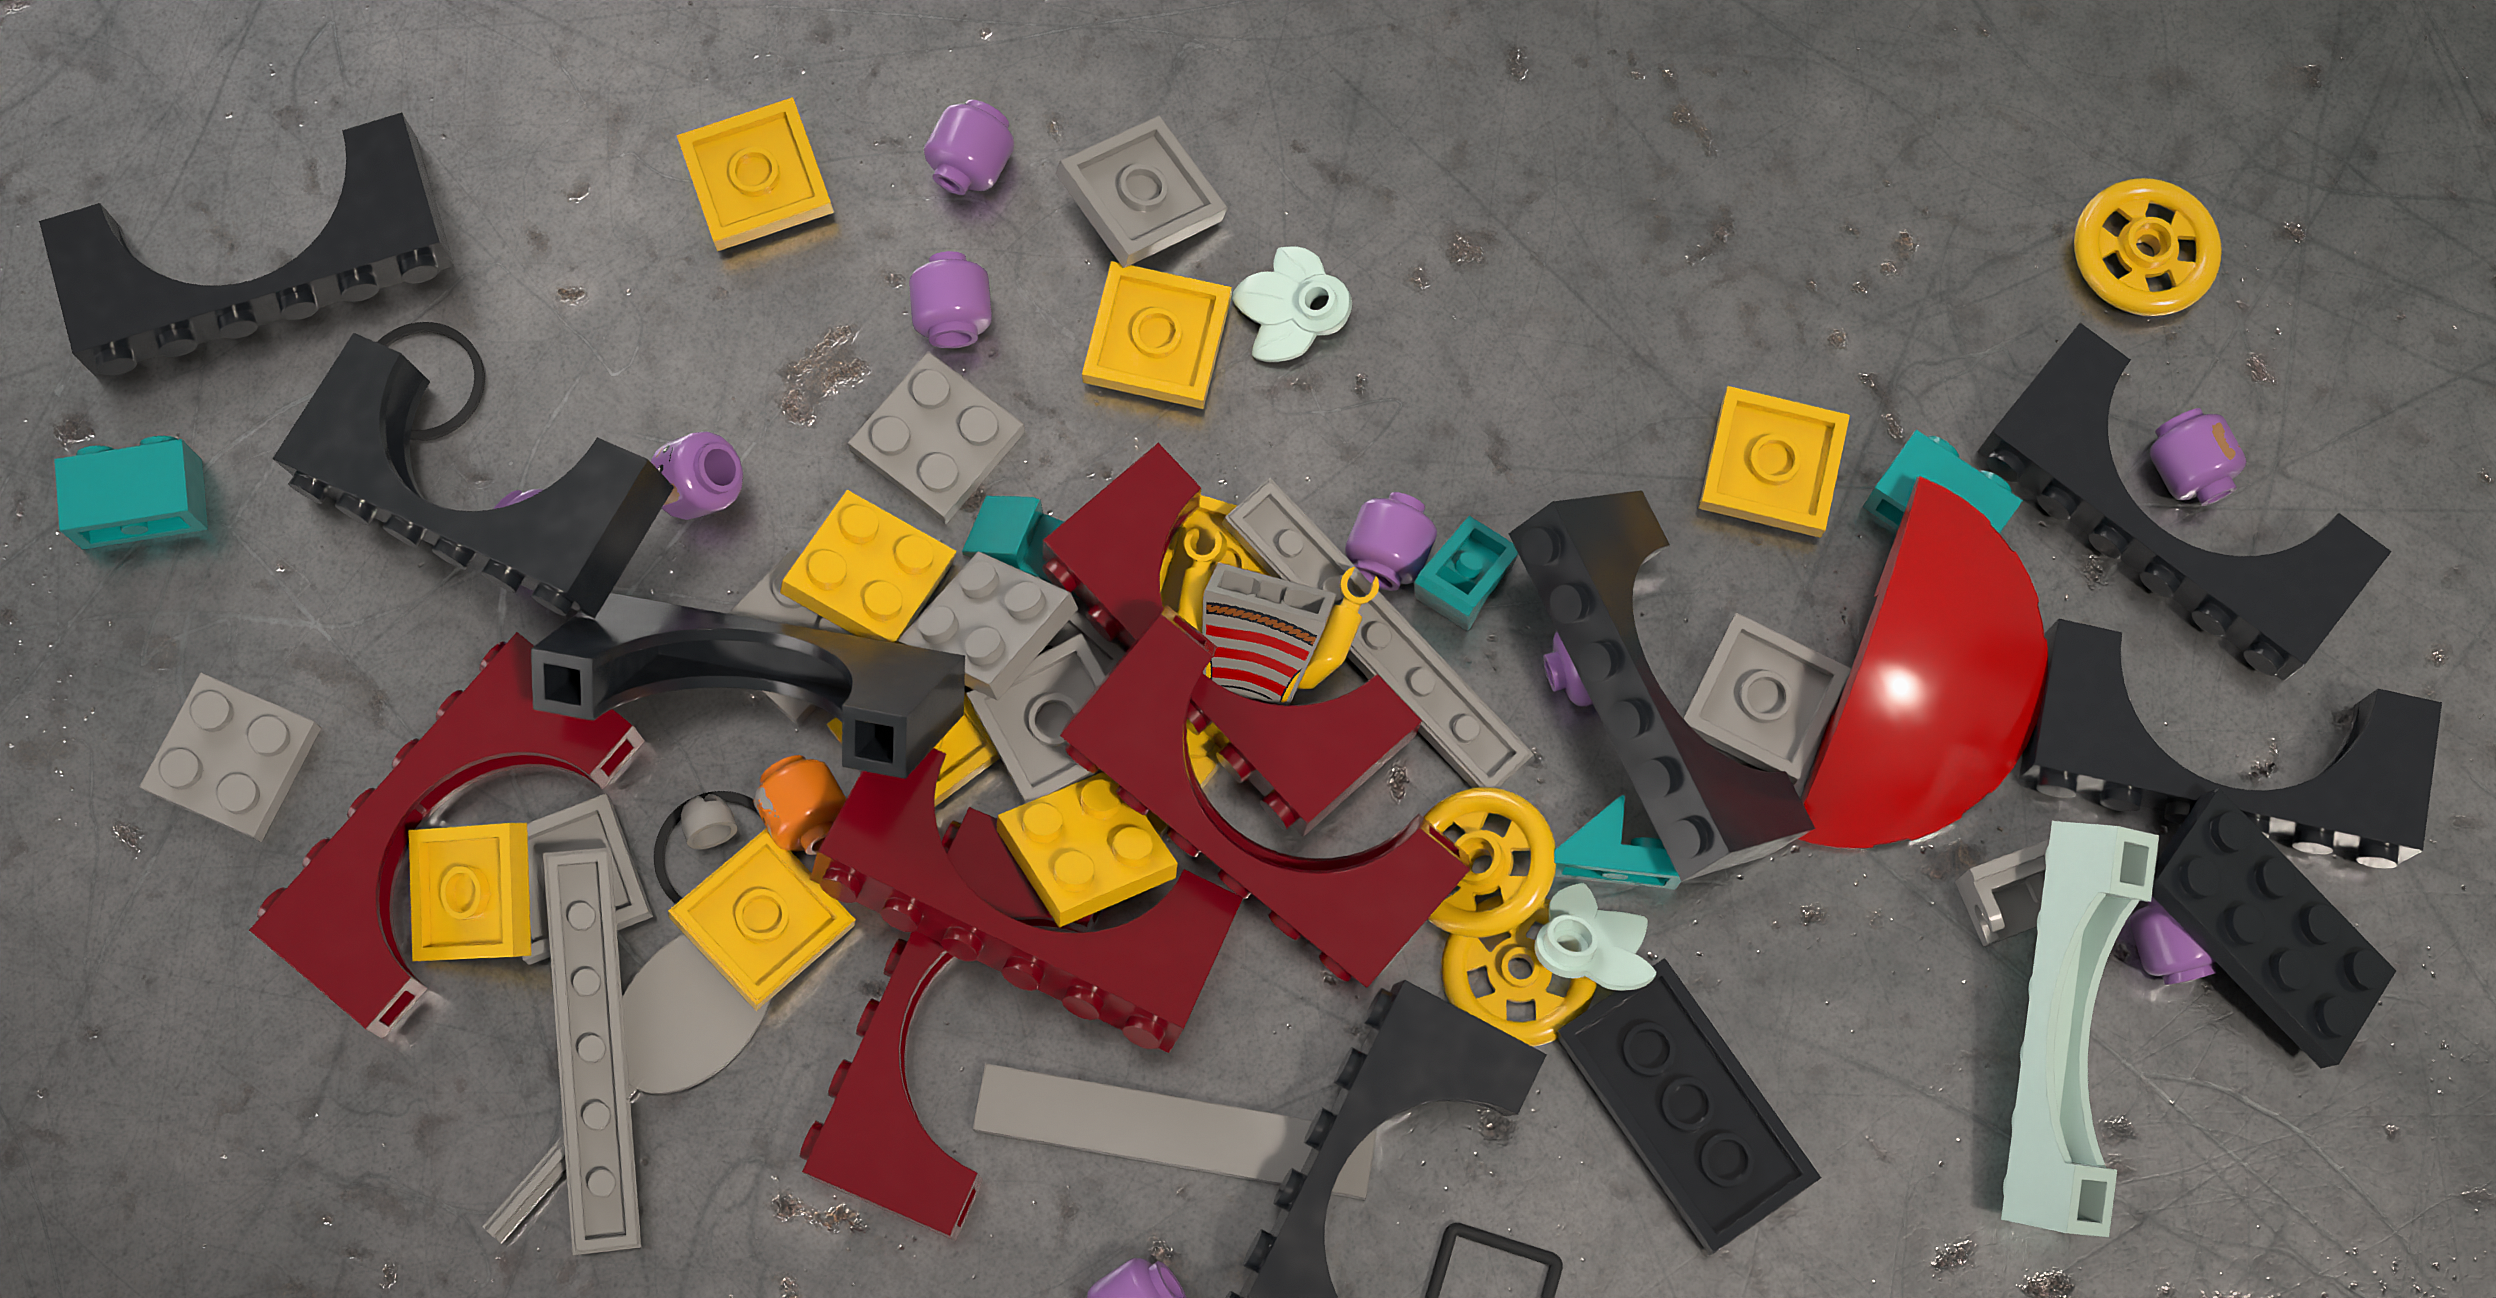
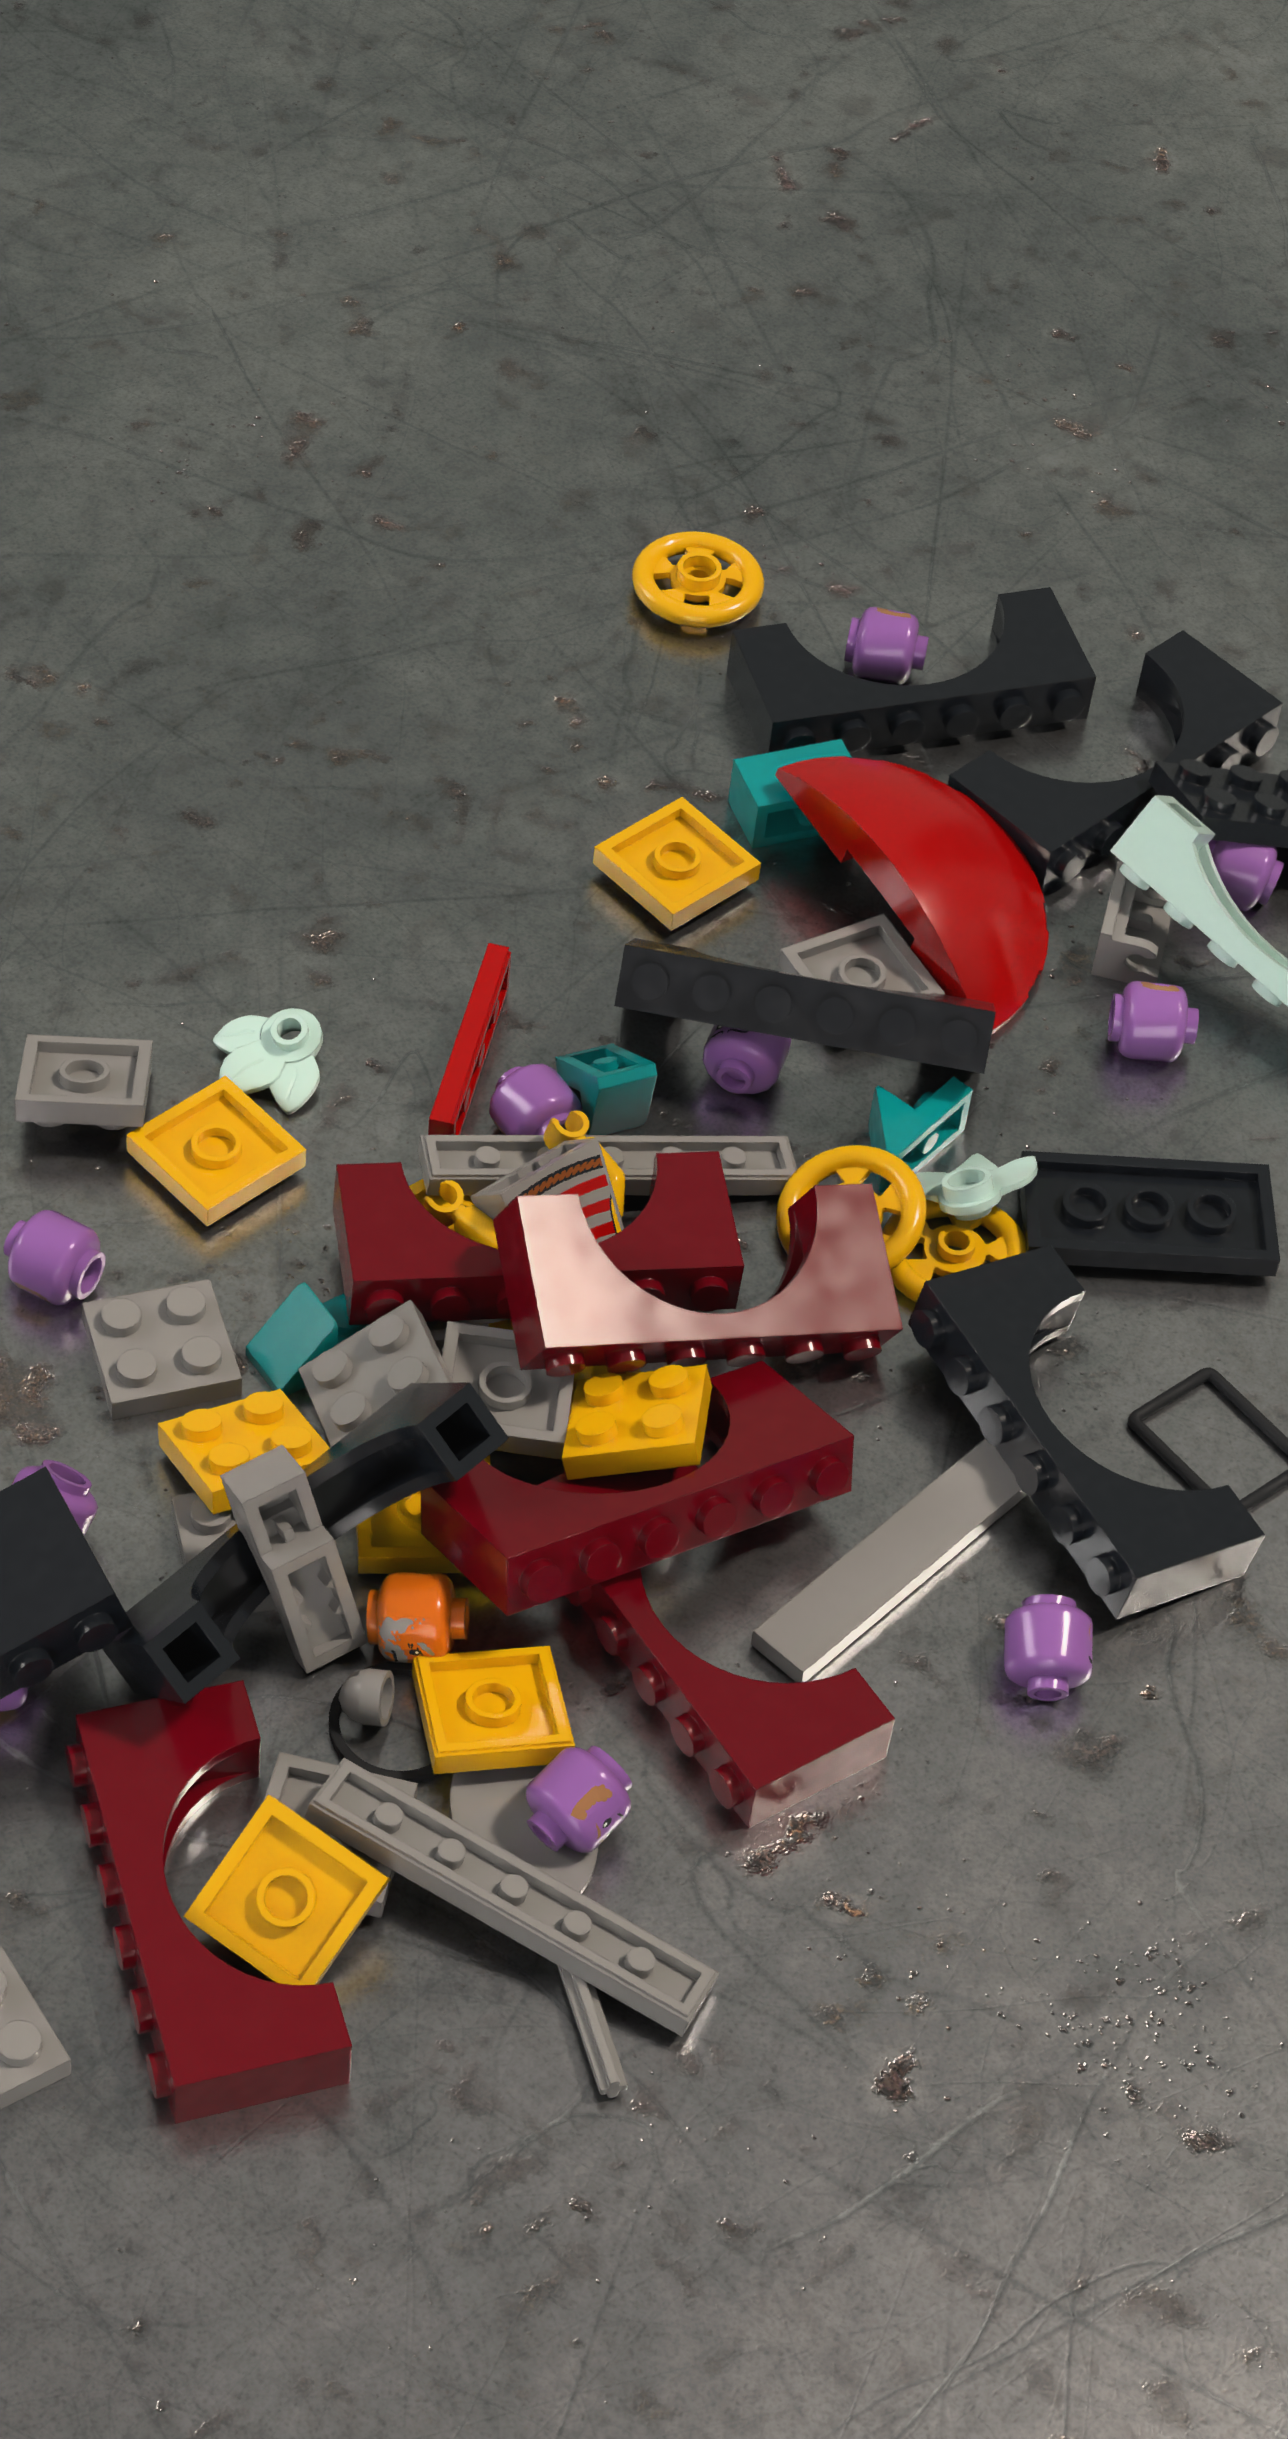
camera: 60 degrees left, 25 degrees down
(711, 1041) = (578, 1799): none -> medium lavender head
(745, 687) = (295, 1557): none -> light grey slope
(1412, 448) = (472, 1043): none -> red tile
(1917, 973) = (1152, 1021): none -> medium lavender head

